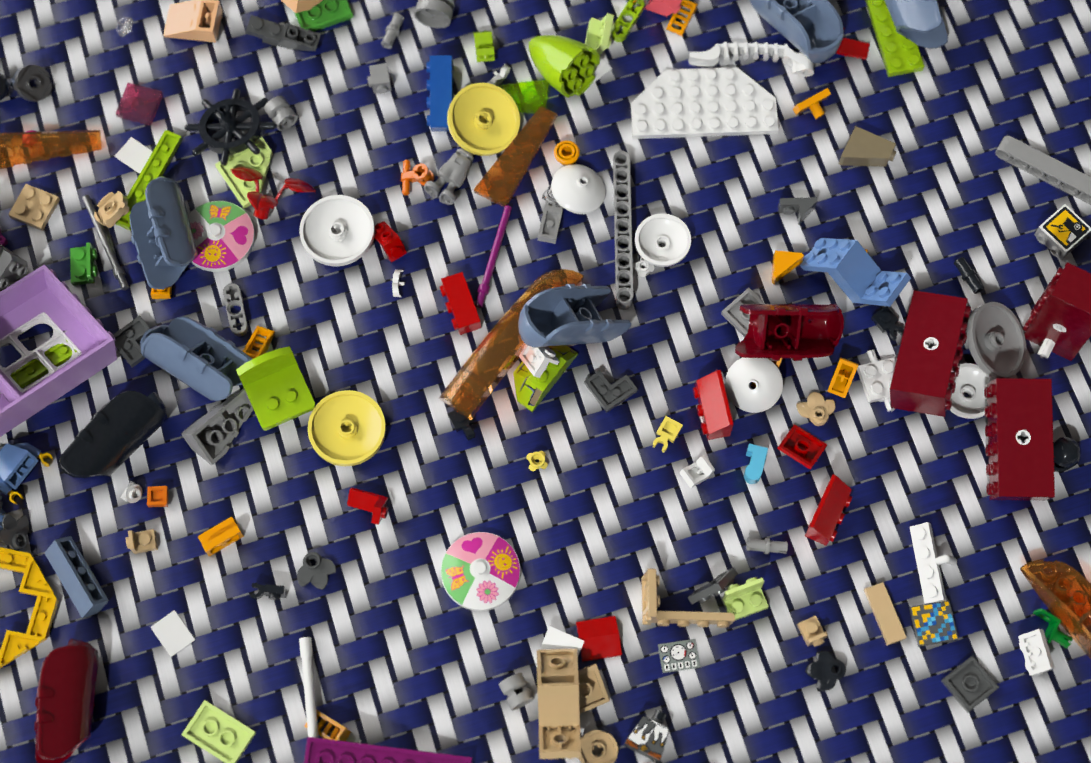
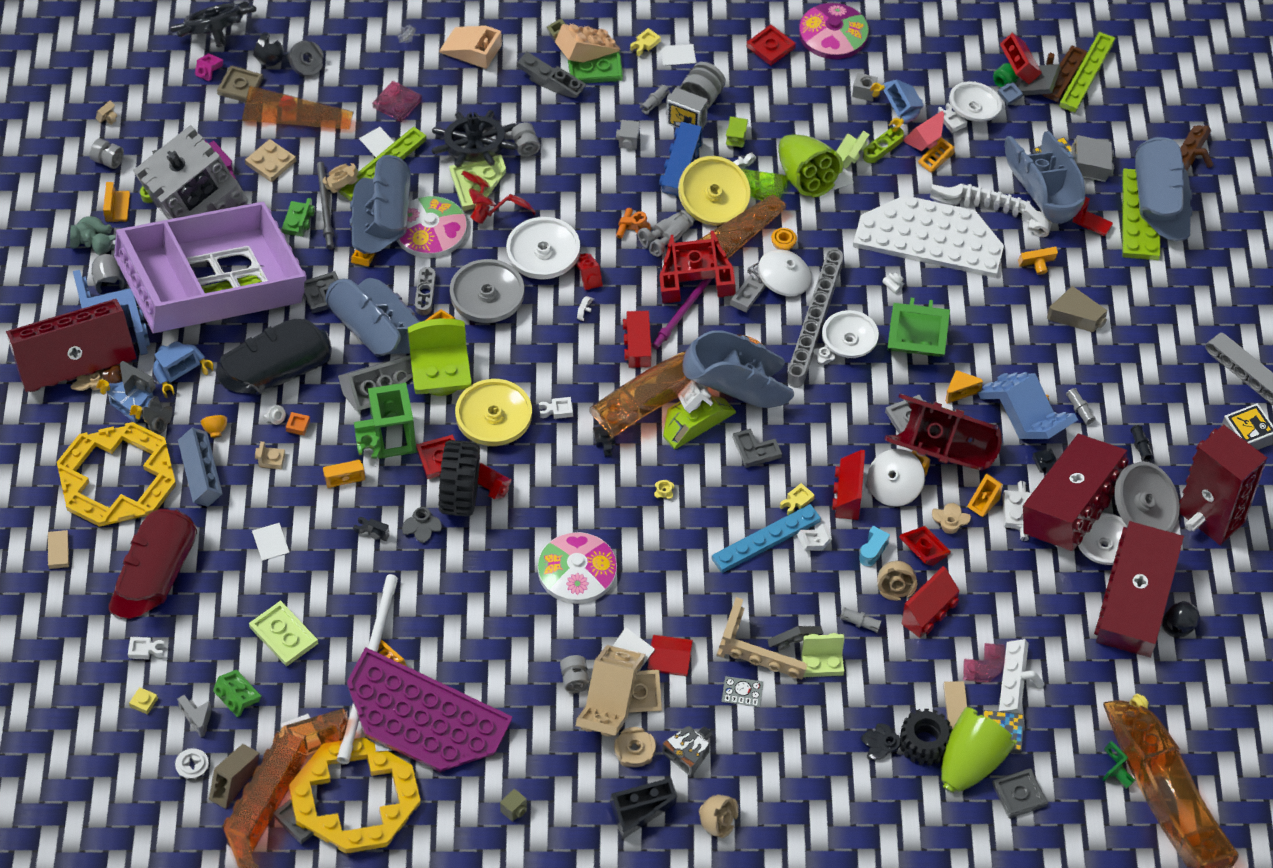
camera: 15 degrees right, 15 degrees down
(75, 524) = (214, 425): none -> light orange brick
(238, 458) = (388, 407): none -> bright green piece
(297, 294) = (487, 291): none -> light grey dish
(309, 490) = (431, 455): none -> red plate
(339, 518) = (459, 478): none -> black tyre
(408, 401) = (559, 408): none -> white plate
(428, 37) = (686, 108): none -> piece
(491, 205) = (695, 262): none -> red wedge
(650, 484) = (765, 538): none -> dark azure plate
(684, 167) = (893, 282): none -> white plate
(728, 218) = (918, 329): none -> bright green piece
(788, 493) = (896, 580): none -> tan cylinder
(802, 206) = (996, 341): dark grey slope -> none
(812, 632) = (879, 705): tan bracket -> none
(879, 643) = (925, 722): none -> black tyre
(900, 252) = (1080, 406): none -> light grey pin
(902, 556) = (988, 668): none -> clear pink plate
(918, 659) = (974, 750): none -> lime cylinder
(1036, 652) = (1093, 779): white bracket -> none
(1051, 555) = (1138, 701): none -> light yellow plate

